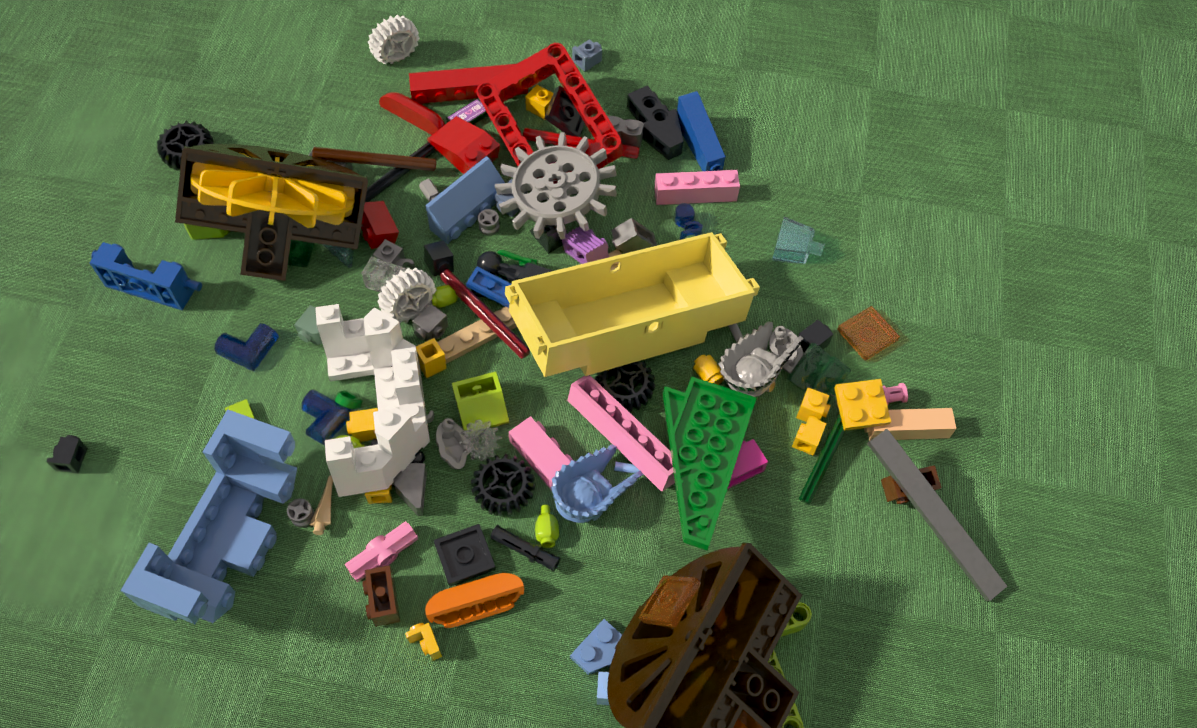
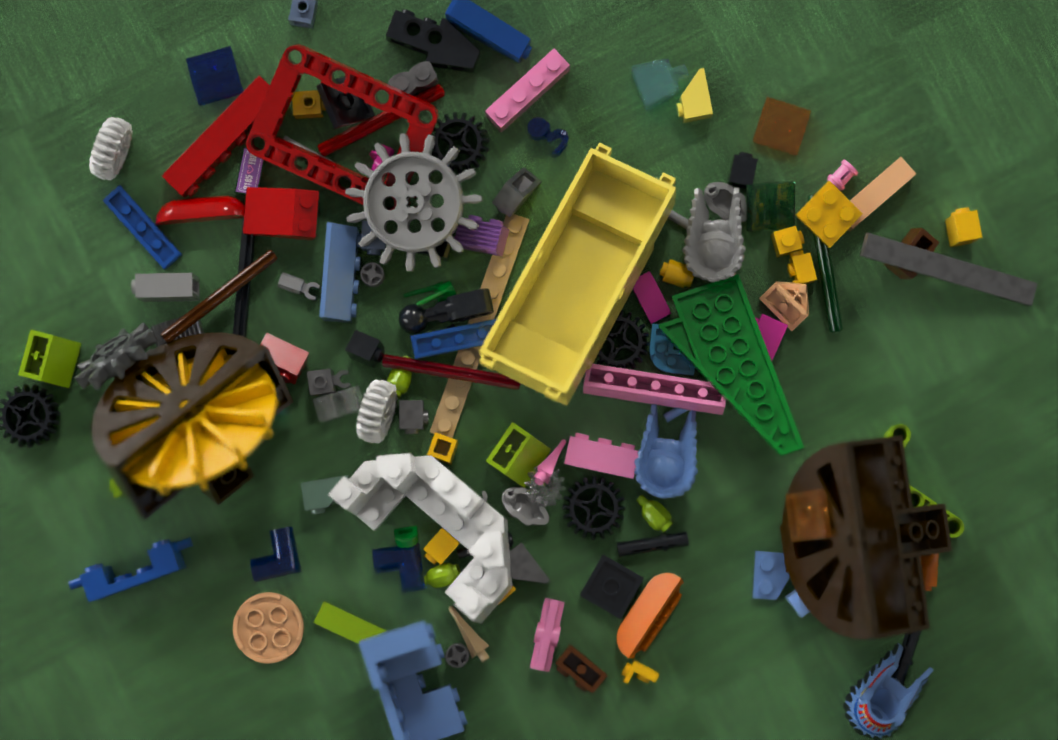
camera: 35 degrees left, 25 degrees up
(191, 389) = (268, 627): none -> light nougat tile
(233, 121) = (50, 358): none -> lime slope
(271, 137) = (115, 356): none -> dark grey gear
(346, 129) = (166, 287): none -> light grey brick
(369, 100) = (142, 227): none -> blue tile
(492, 422) = (547, 467): none -> bright pink piece
(497, 51) = (214, 76): none -> clear blue slope
(627, 179) = (463, 133): none -> black gear
(653, 416) = (664, 355): none -> dark azure plate
(675, 370) = (650, 298): none -> dark pink slope
(780, 449) = (788, 302): none -> light nougat slope
(814, 271) = (695, 100): none -> light yellow slope
(970, 493) = (963, 227): none -> yellow brick

